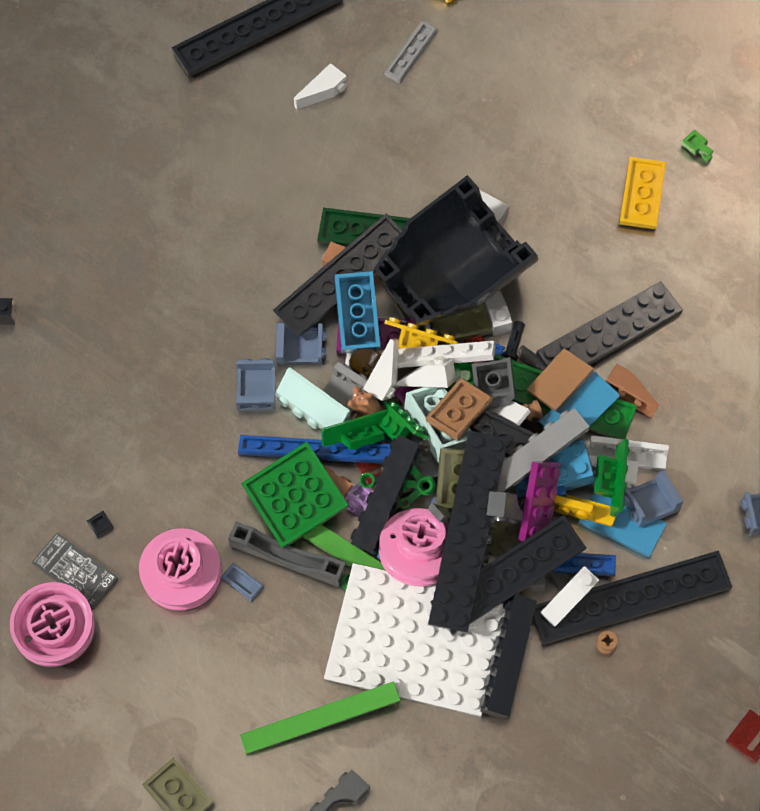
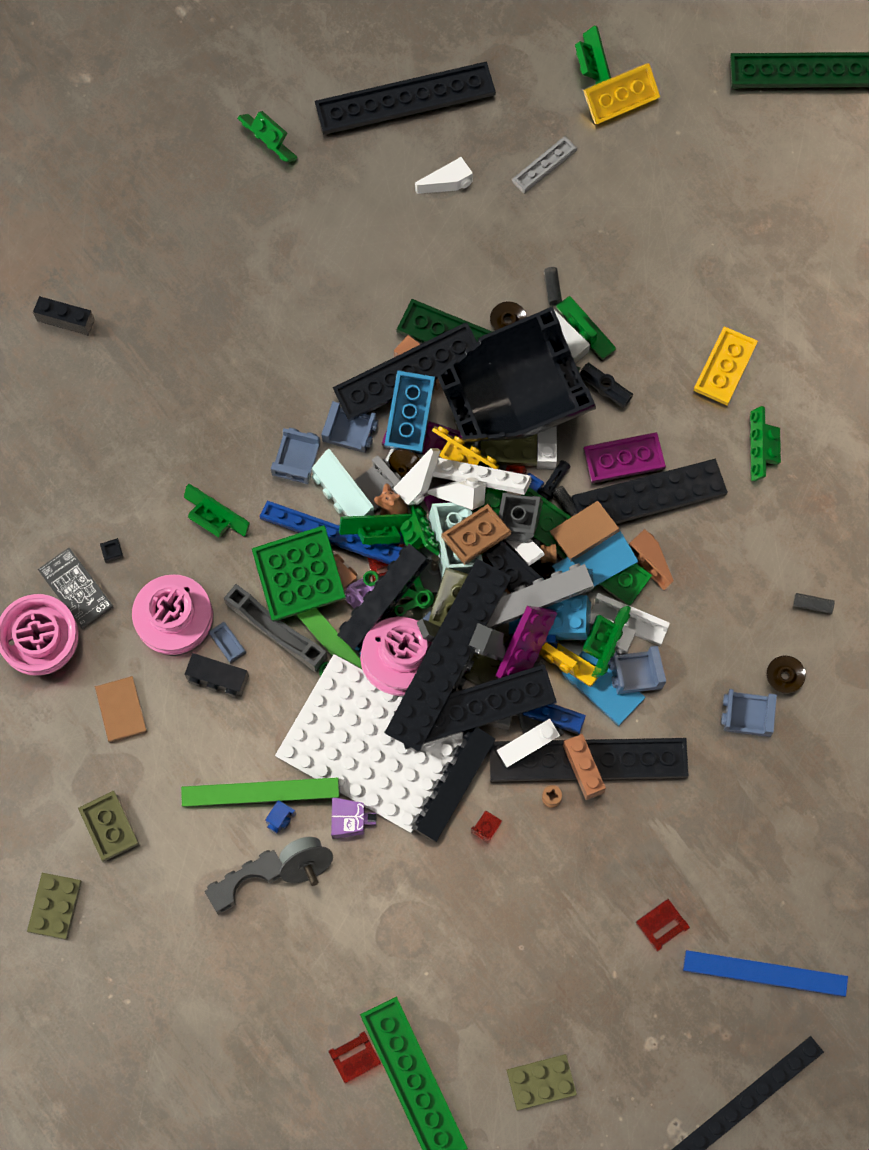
camera: 15 degrees right, 5 degrees up
(136, 86) = (269, 132): none -> green bracket
(155, 676) = (120, 709): none -> medium nougat tile
(191, 462) = (212, 514): none -> green bracket
(242, 616) = (216, 675): none -> black brick
(346, 736) = (279, 817): none -> blue brick
(386, 771) = (304, 860): none -> dark grey piece
(416, 718) = (349, 818): none -> medium lavender torso
(417, 196) = (505, 311): none -> dark brown dish
(454, 166) = (552, 286): none -> dark grey piece
(496, 189) = (585, 327): none -> green bracket
(545, 244) = (597, 378): none -> black piece
(552, 689) = (486, 826): none -> clear red bracket
(574, 303) = (624, 457): none -> magenta plate
(630, 604) = (584, 767): none -> nougat brick
(697, 143) = (794, 330): bright green plate -> none
(702, 256) = (764, 444): none -> green bracket

